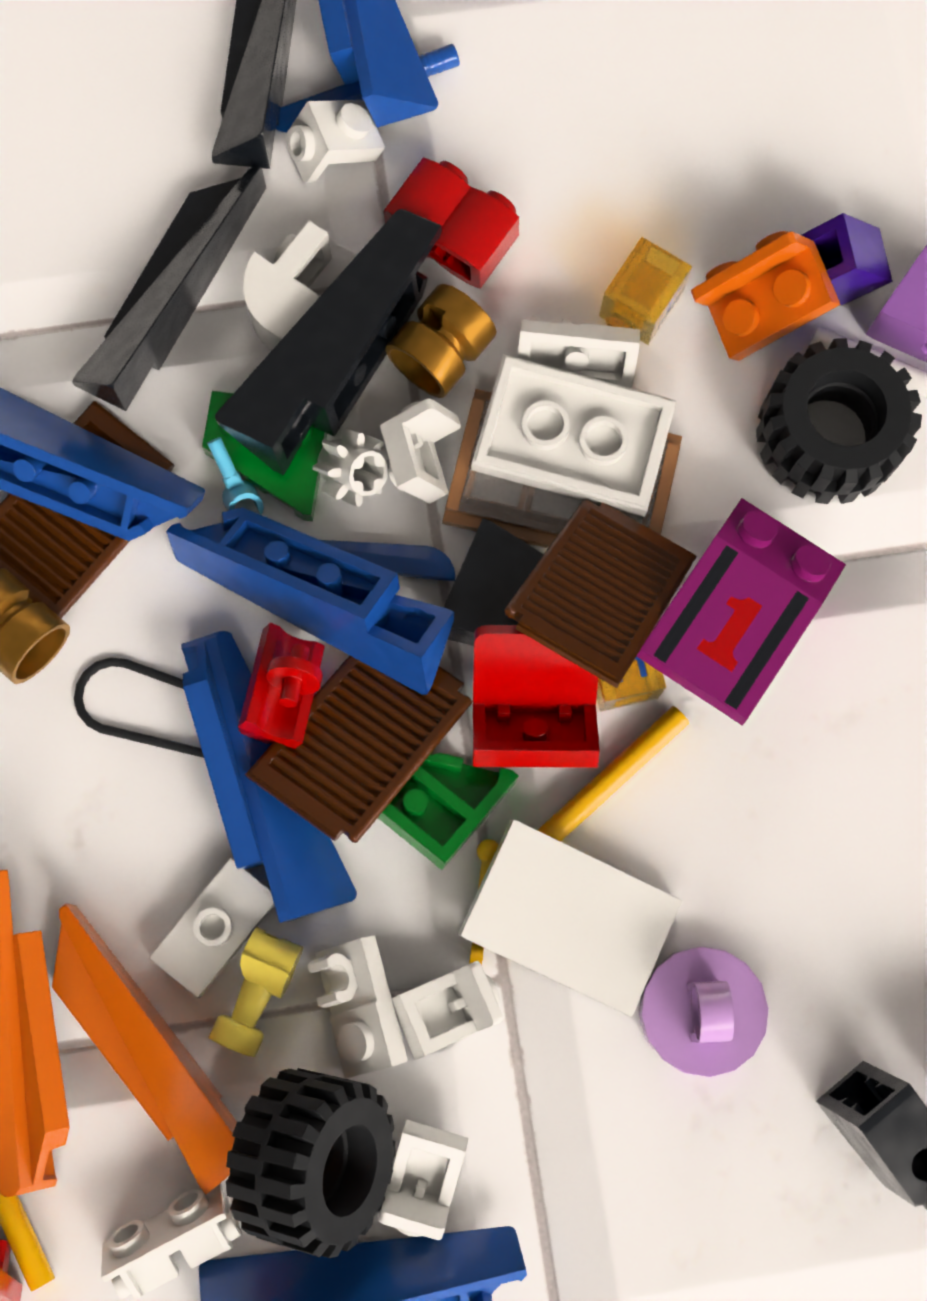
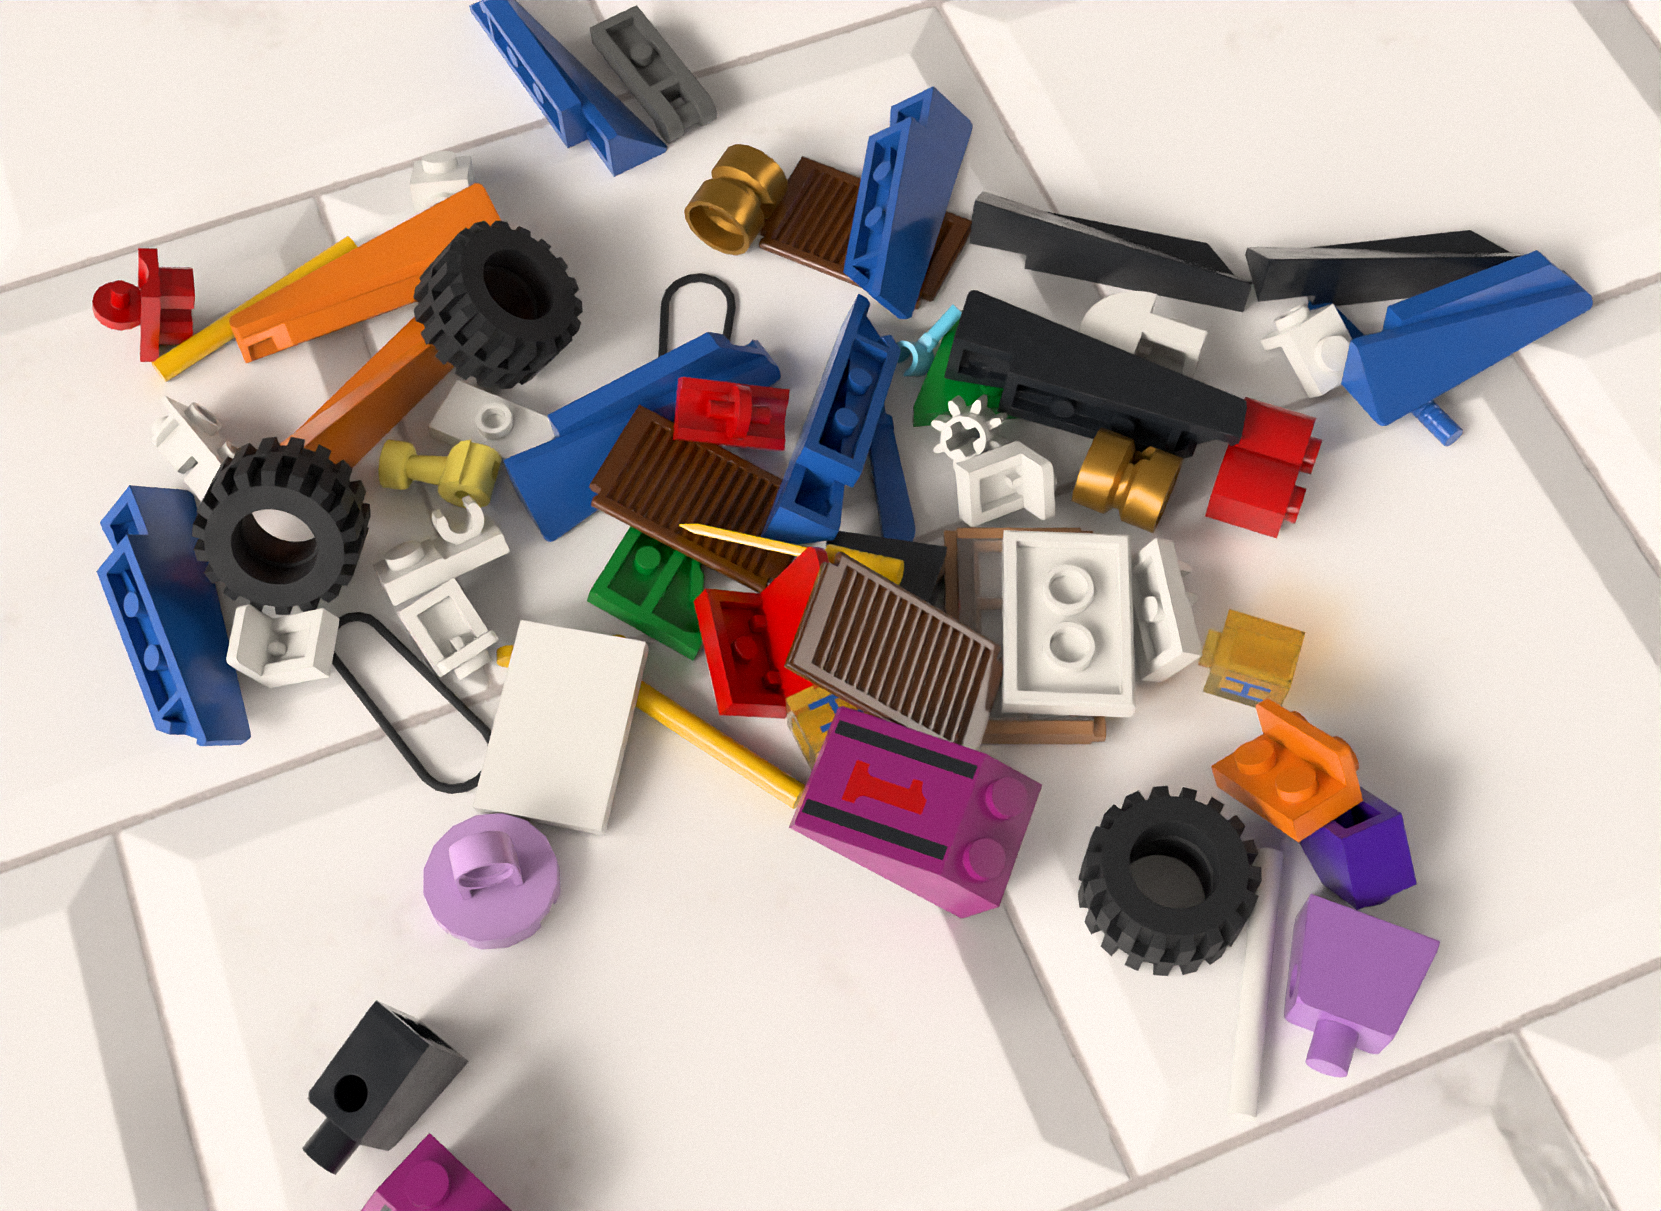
camera: 80 degrees right, 15 degrees down
(93, 935) = (497, 304): none -> black tyre
(483, 613) = (886, 566): none -> yellow piece
(484, 1034) = (385, 724): none -> black piece

